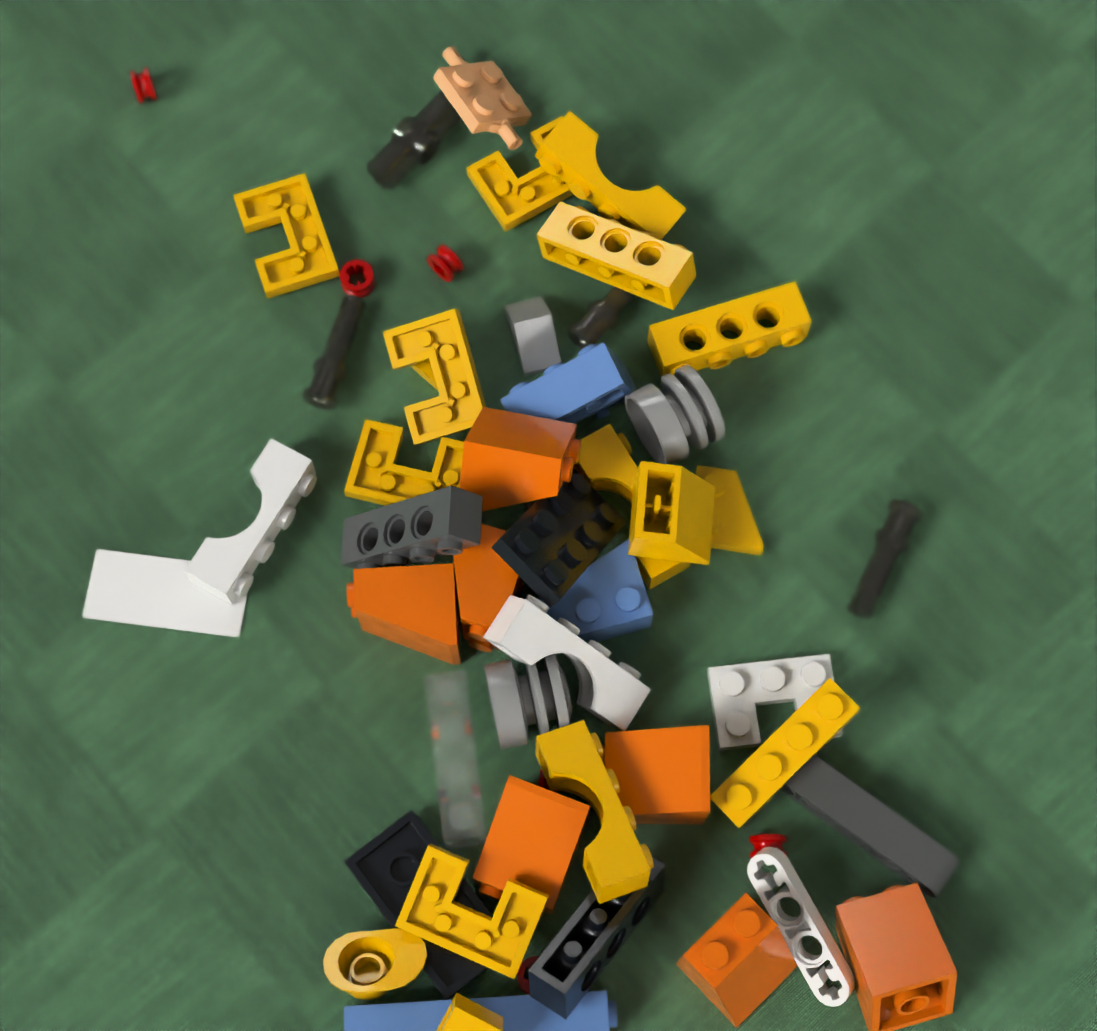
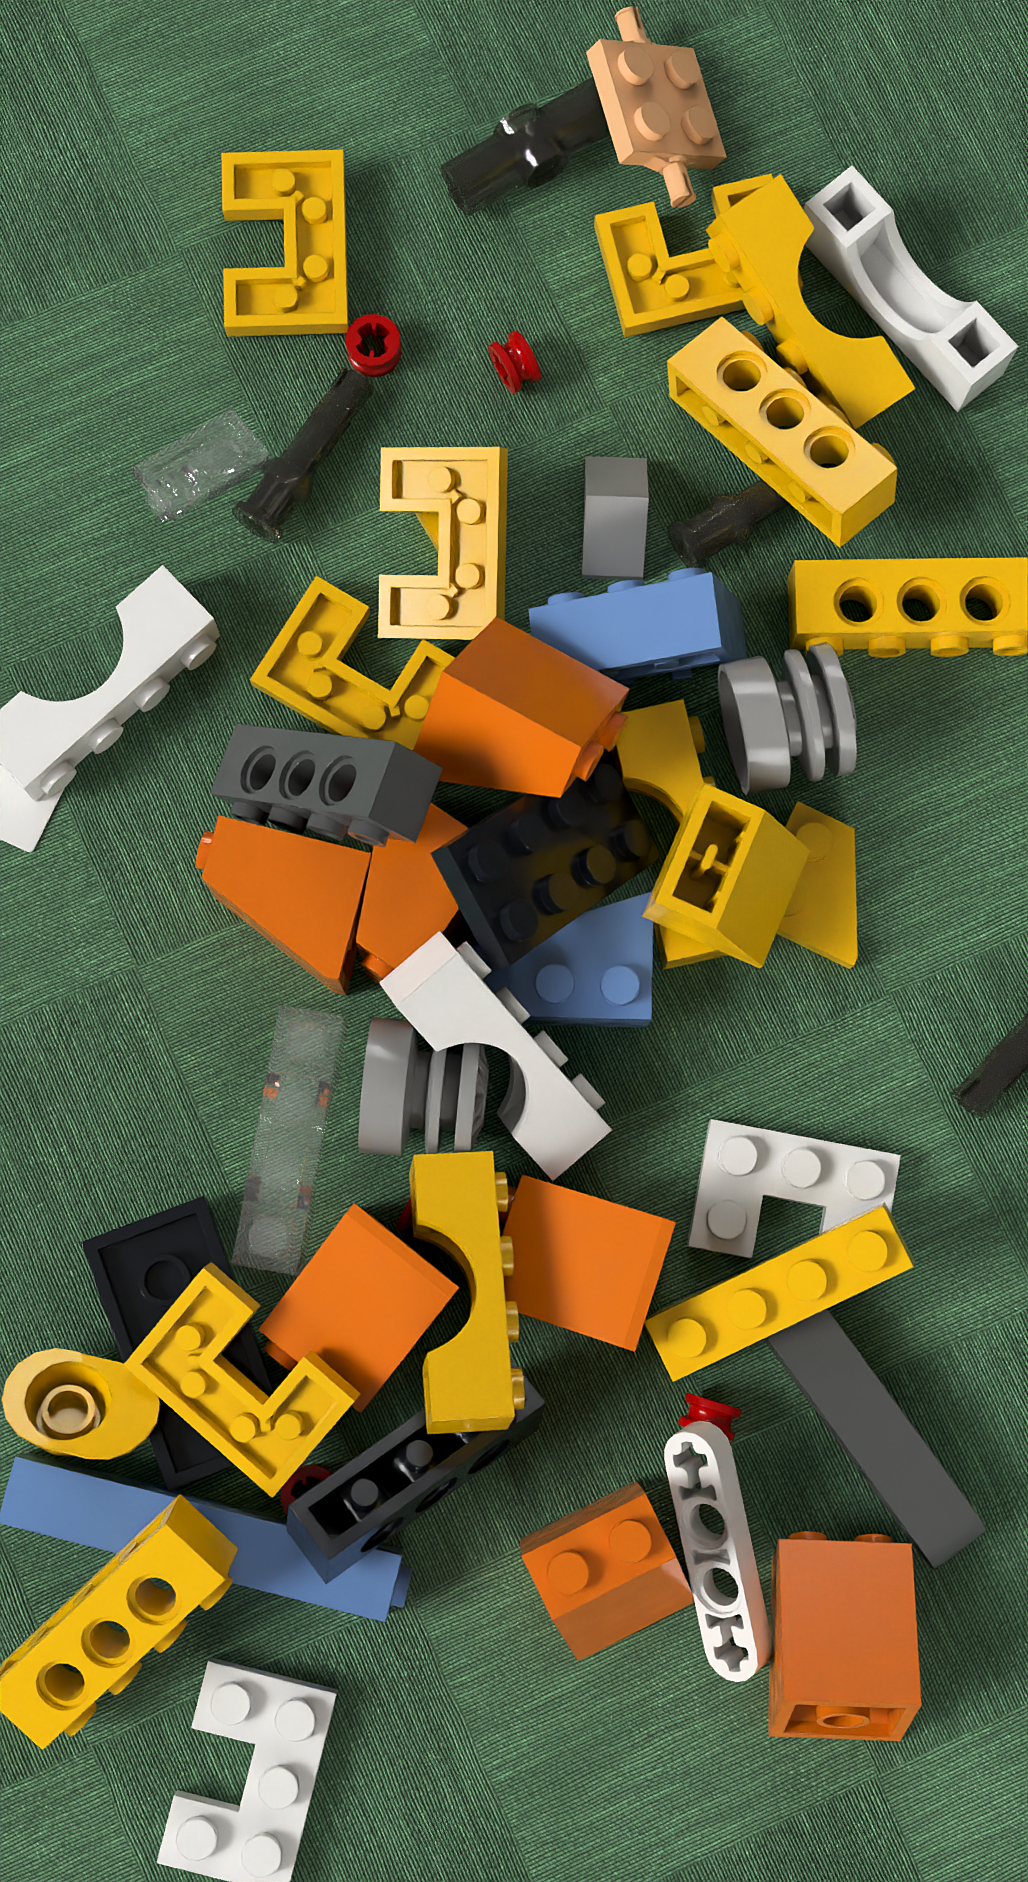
camera: 15 degrees right, 10 degrees up
(275, 376) = (200, 466): none -> clear plate
(695, 178) = (943, 337): none -> white arch

